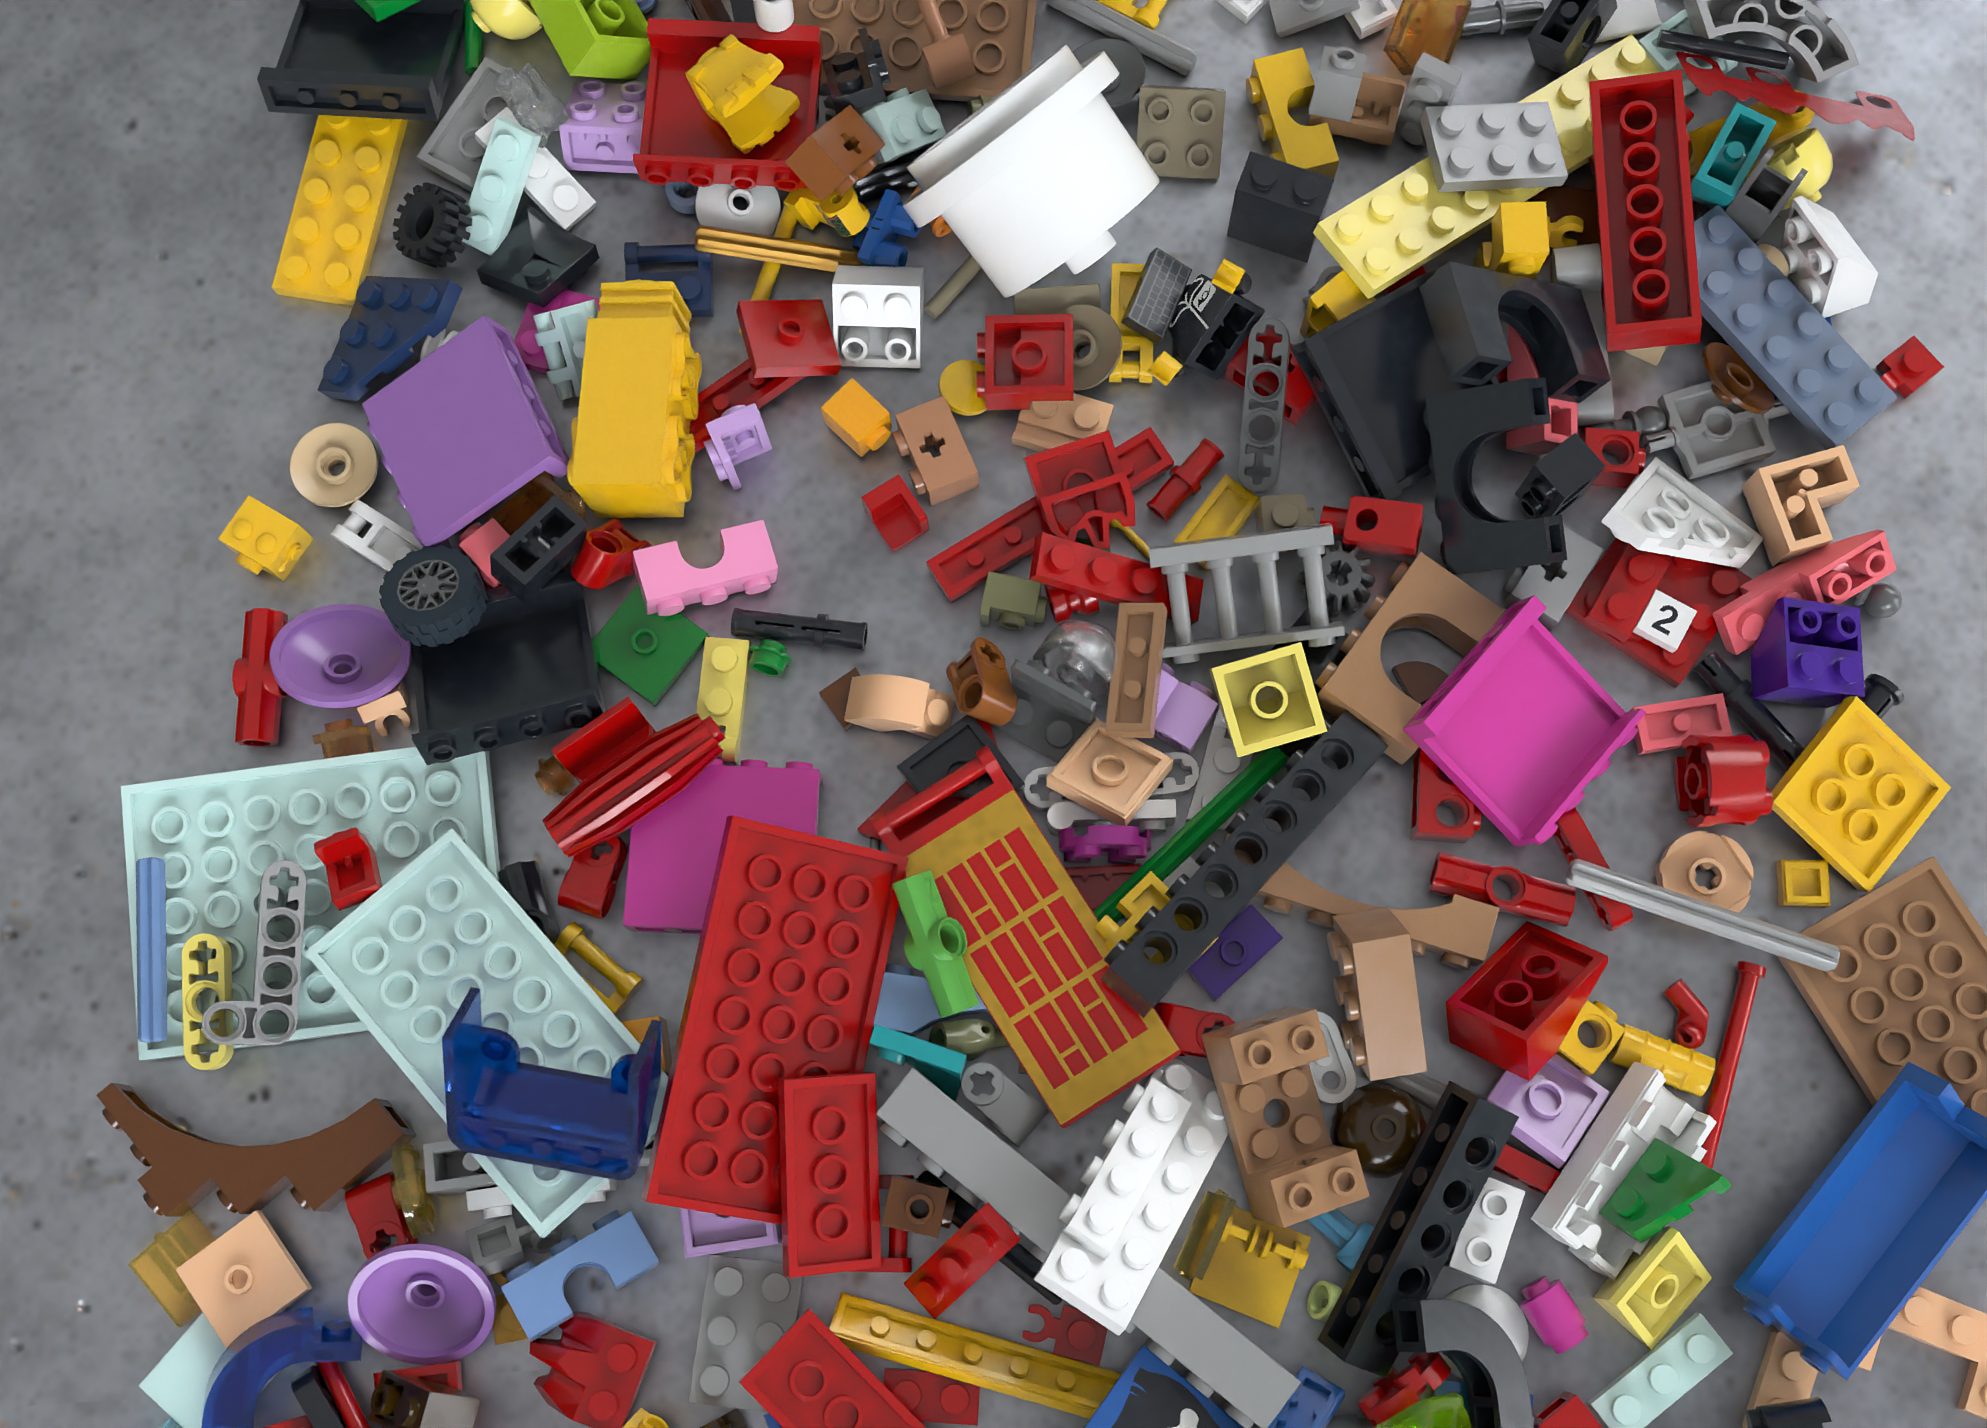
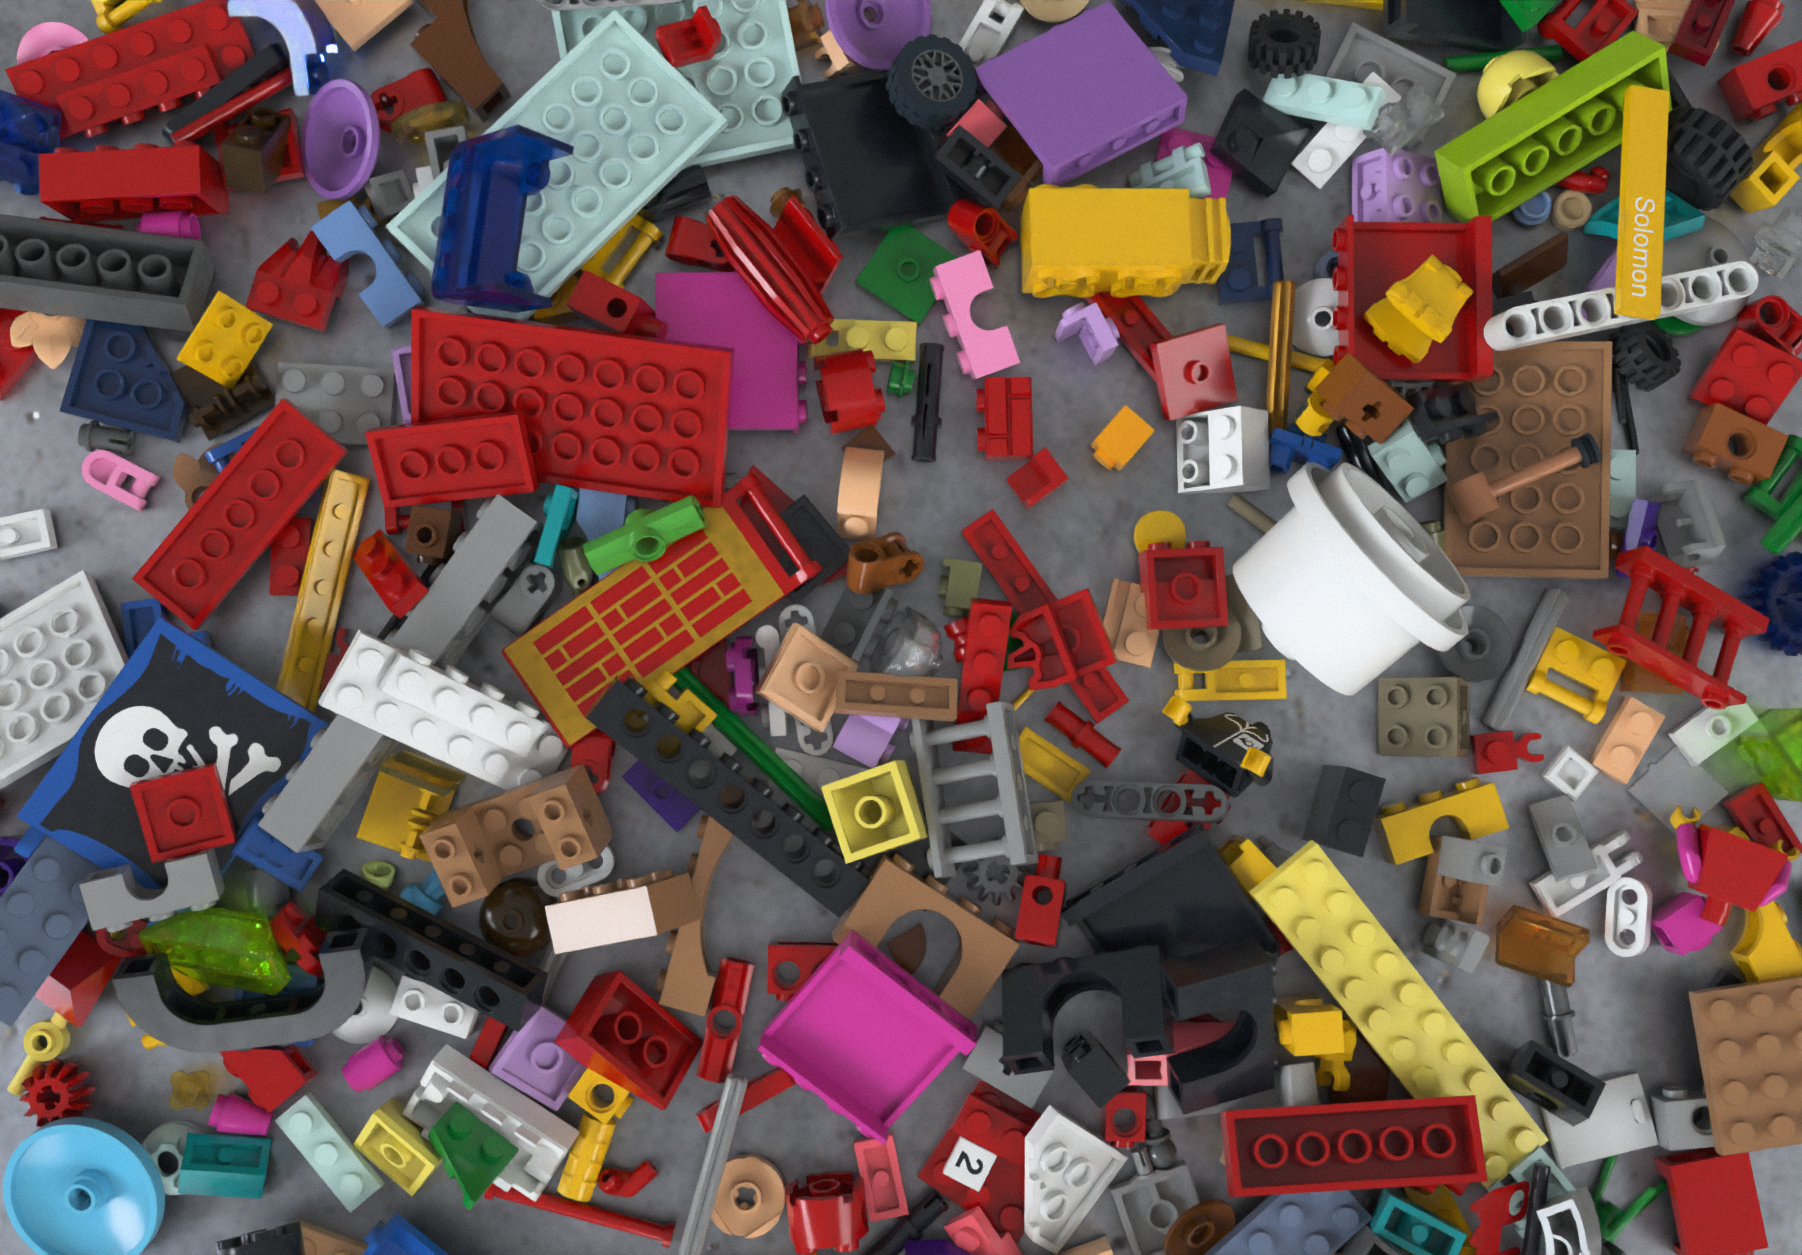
camera: 80 degrees right, 10 degrees up
(656, 985) = (614, 308): none -> red torso
(780, 710) = (848, 390): none -> red brick
(825, 542) = (1007, 418): none -> red brick
(935, 427) = (1119, 510): nougat brick -> none
(1156, 296) = (1253, 701): black tile -> none
(1217, 58) = (1499, 751): none -> red plate
(1493, 146) = (1409, 1006): light grey plate -> none

